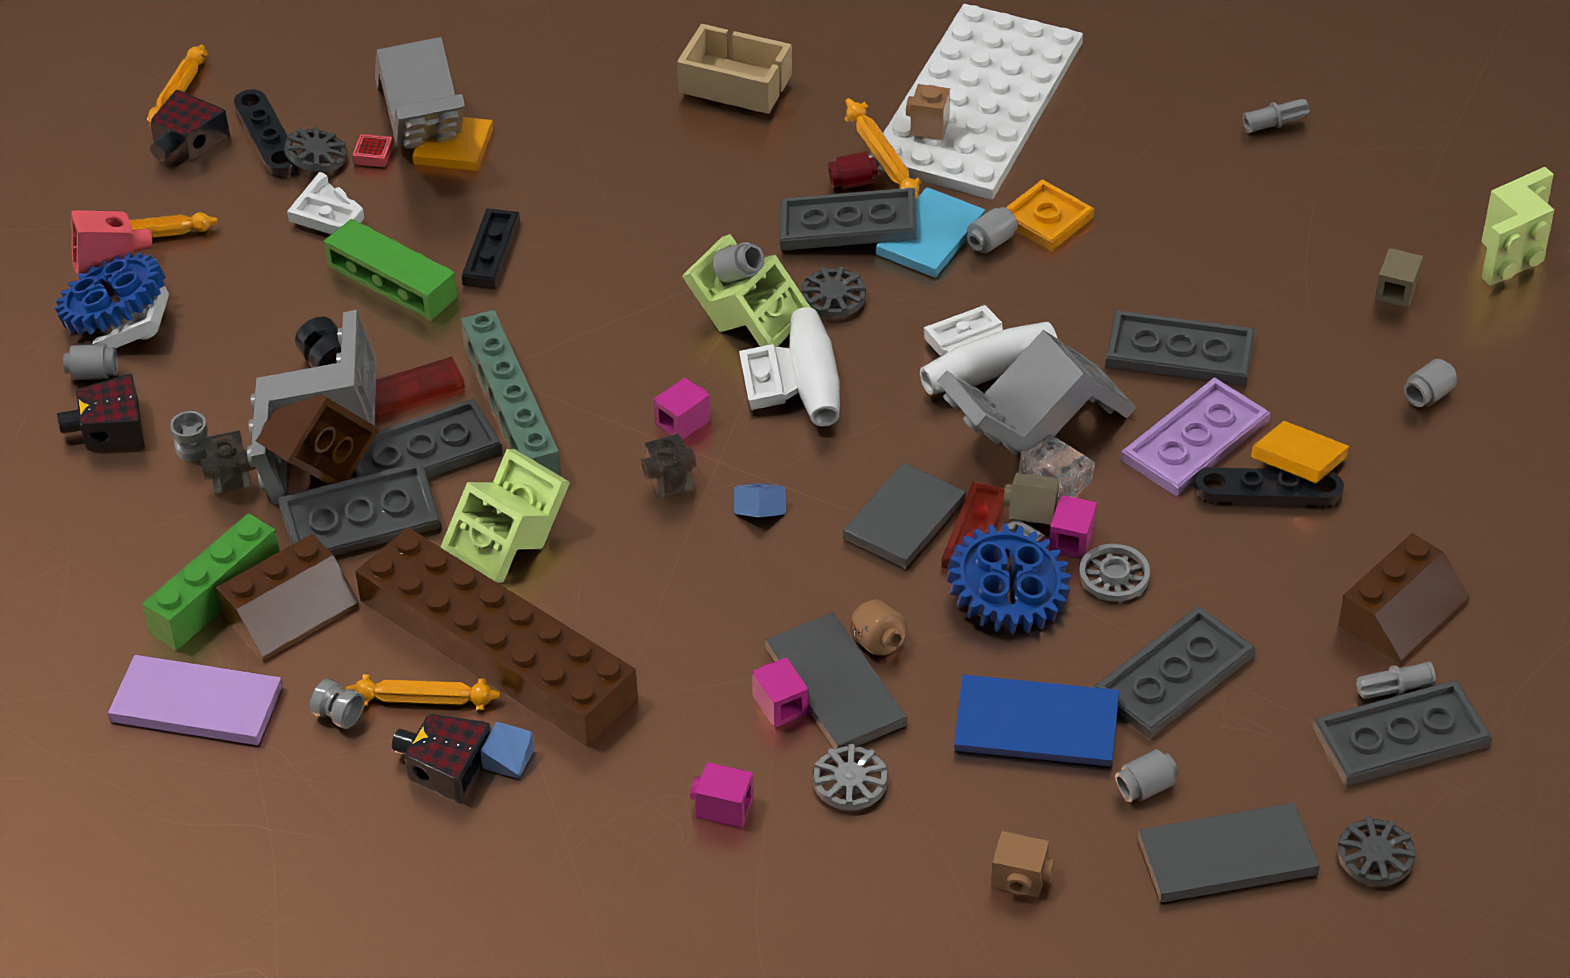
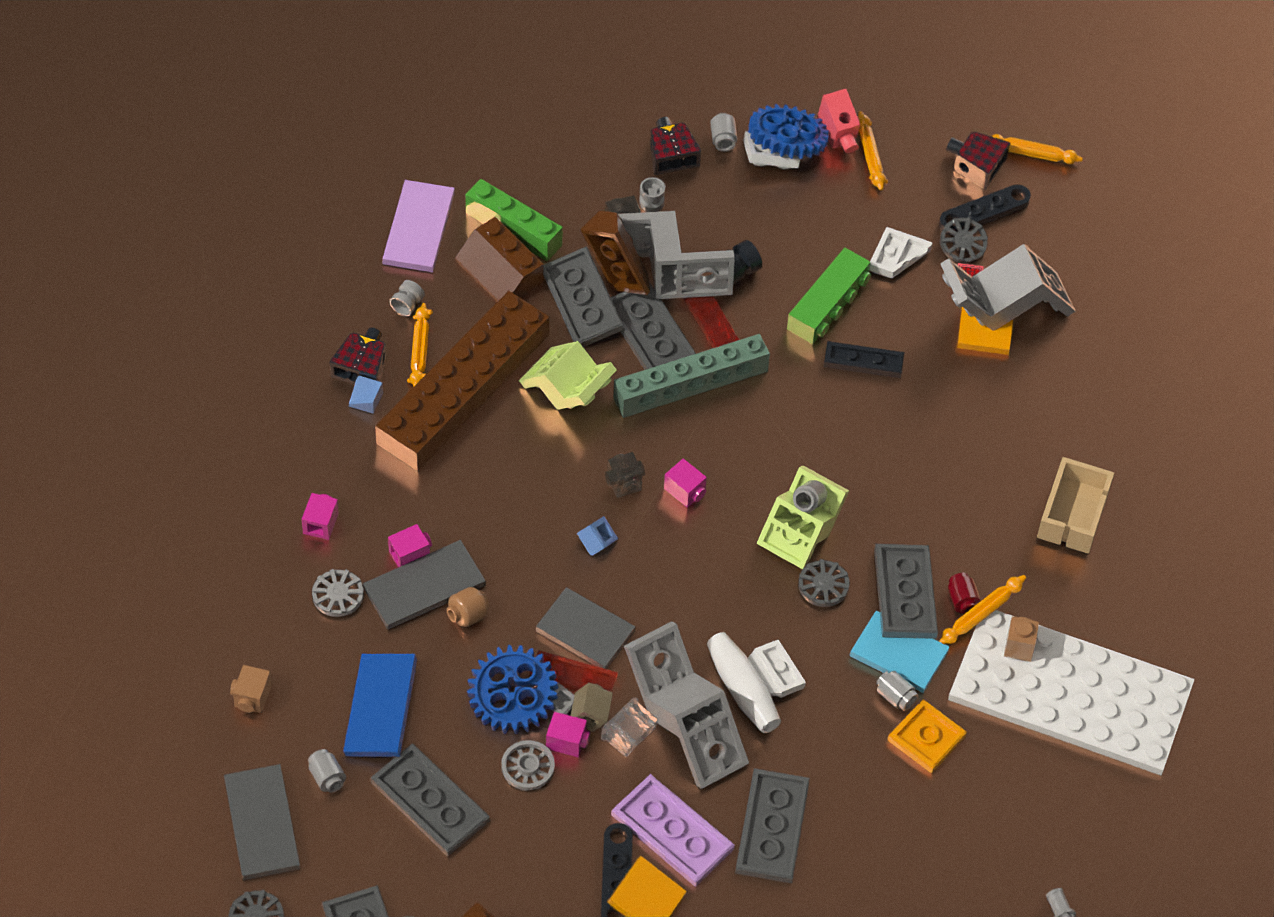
camera: 85 degrees right, 10 degrees up
(804, 368) = (728, 555): white plate -> none

